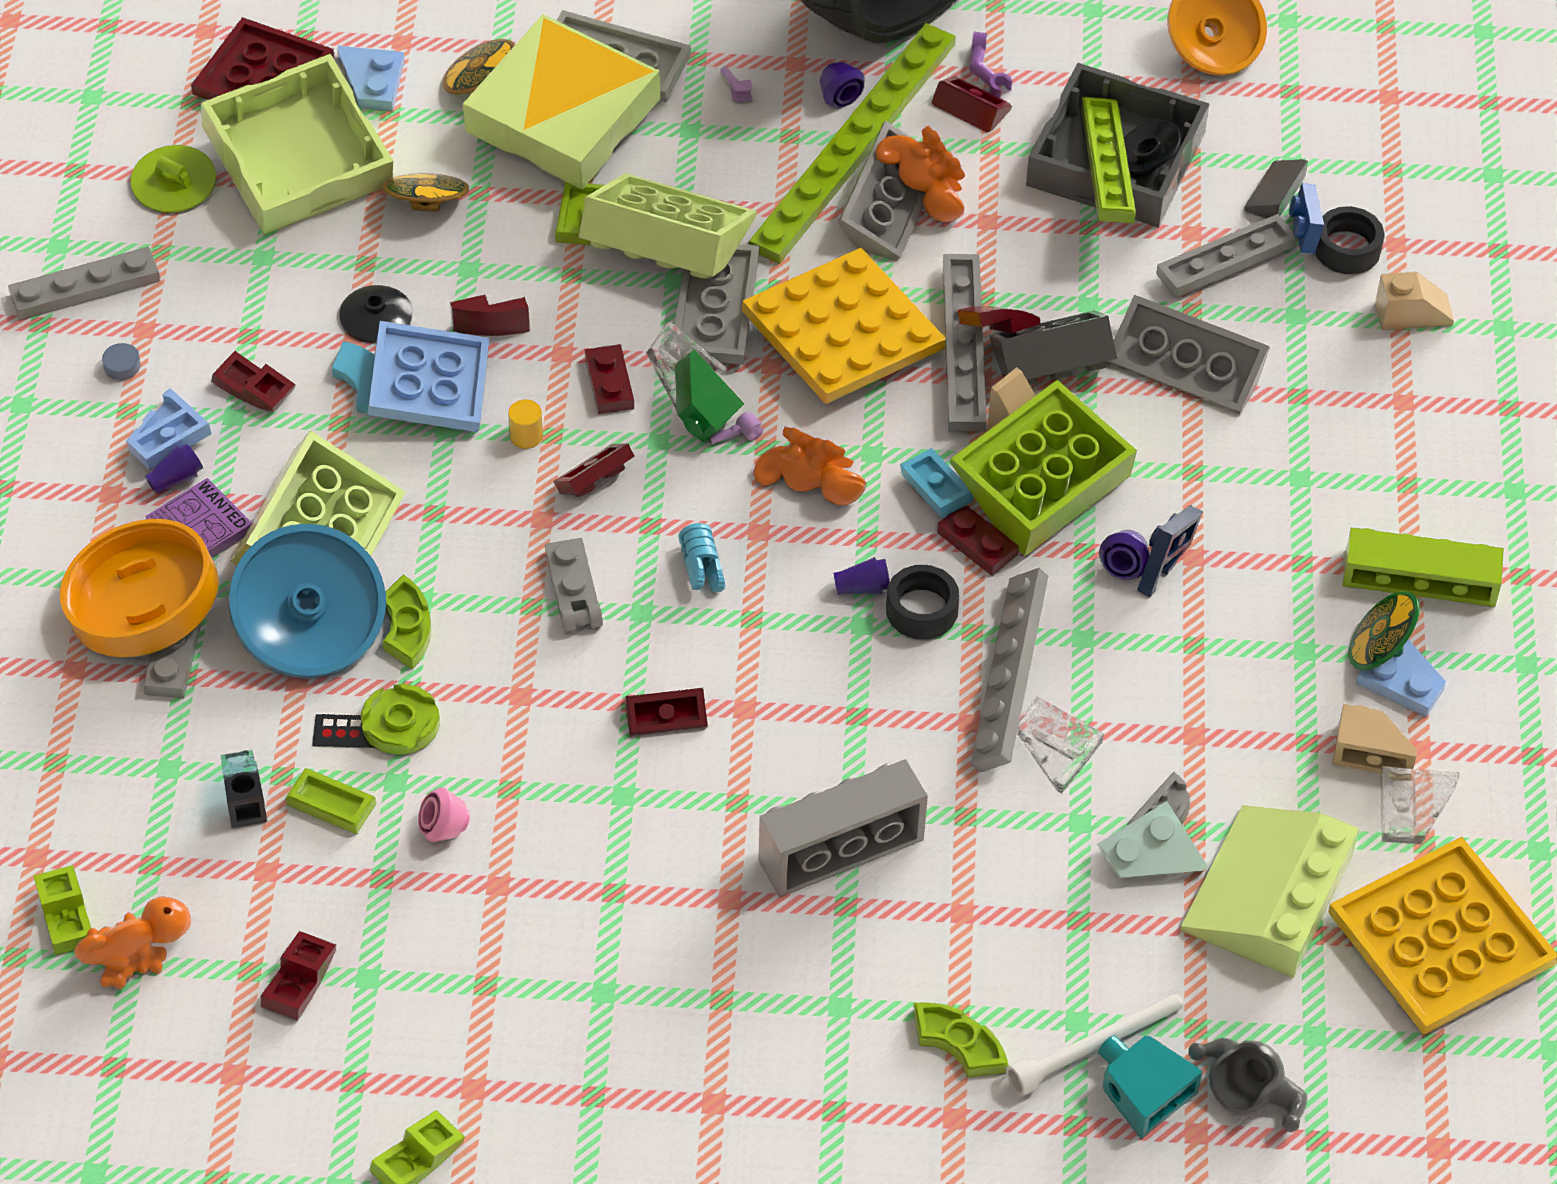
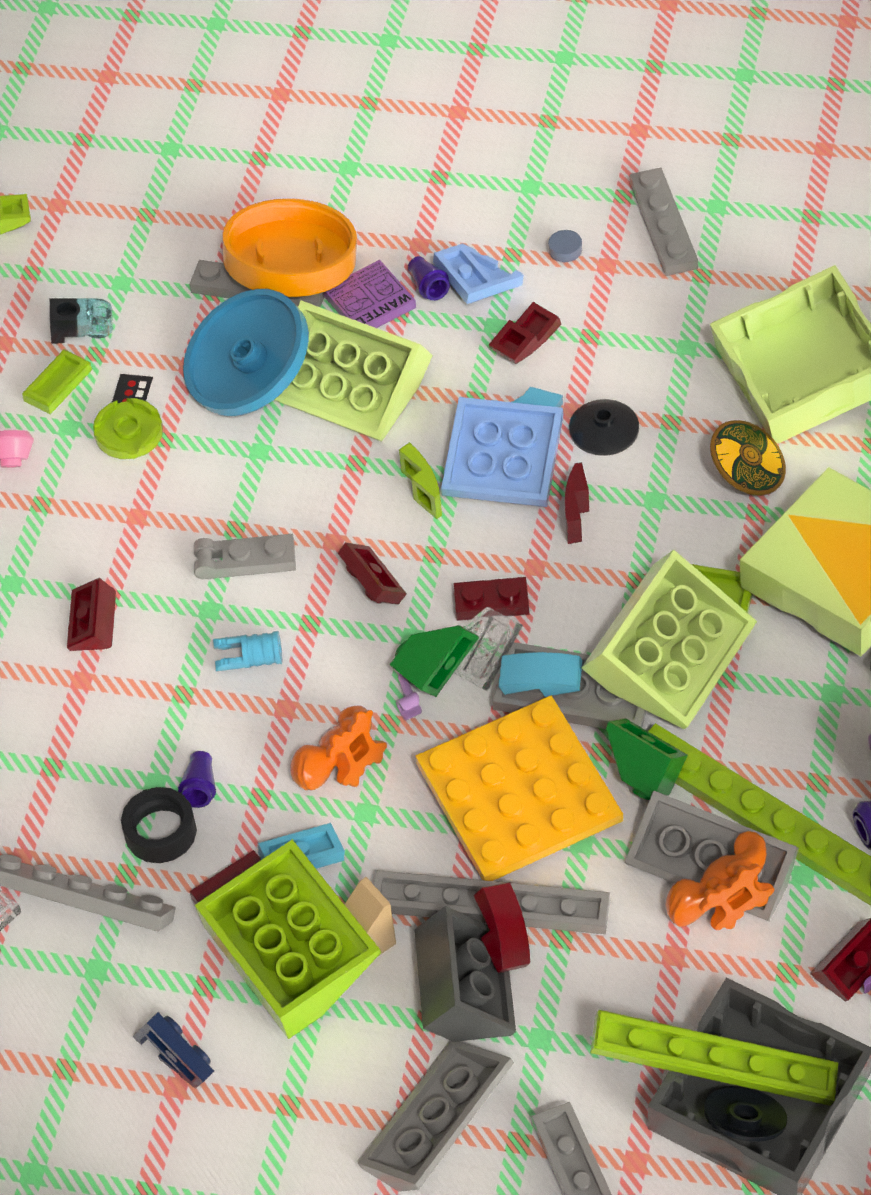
camera: 105 degrees right, 0 degrees up
(173, 178) = (781, 271): lime shield -> none
(409, 622) = (233, 438): lime tile -> none
(473, 436) = (423, 479): none -> lime slope
(525, 424) = (435, 523): yellow piece -> none
(716, 313) = (540, 670): none -> medium azure slope
(802, 232) = (644, 758): none -> green slope
(1124, 554) = (180, 1005): dark purple cone -> none

